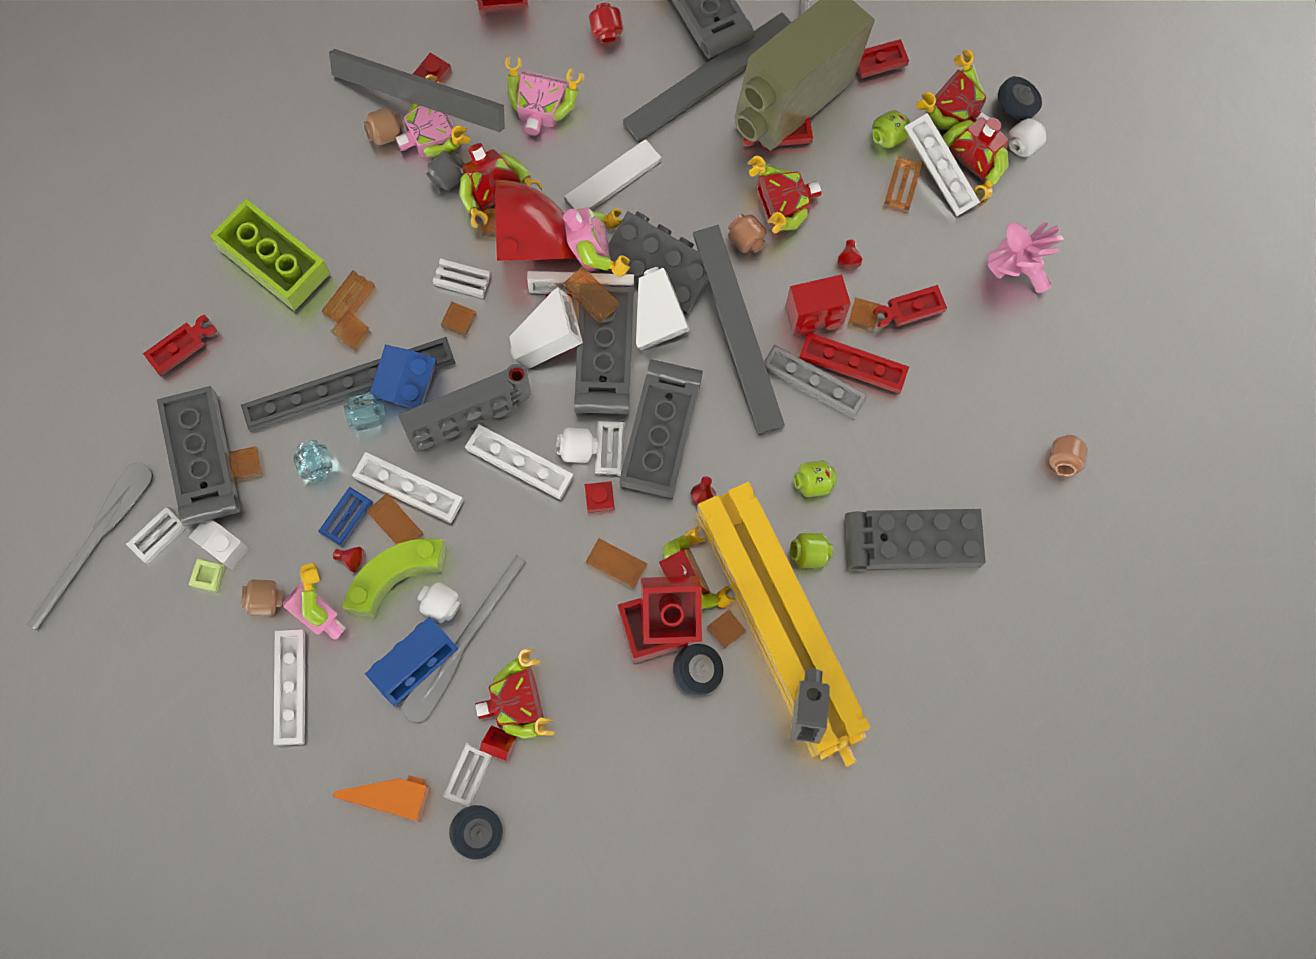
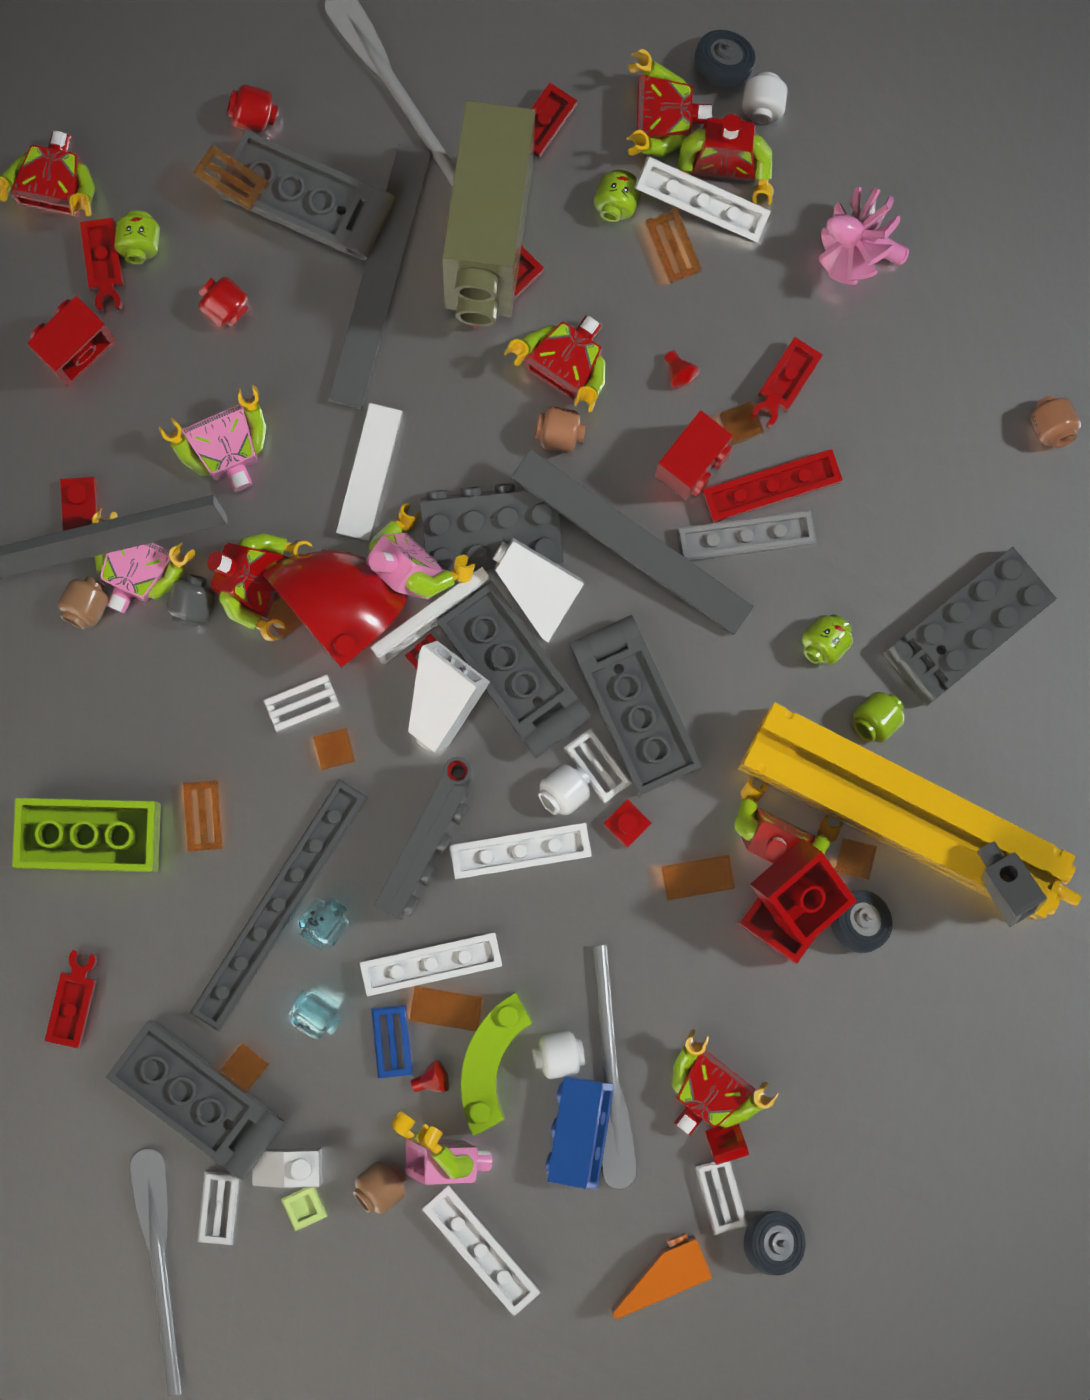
camera: 40 degrees left, 10 degrees up
(349, 329) = (234, 848): clear orange tile -> none
(403, 377) = (335, 858): blue slope -> none
(591, 294) = (458, 624): clear orange tile -> none
(703, 490) = (727, 740): red rock -> none

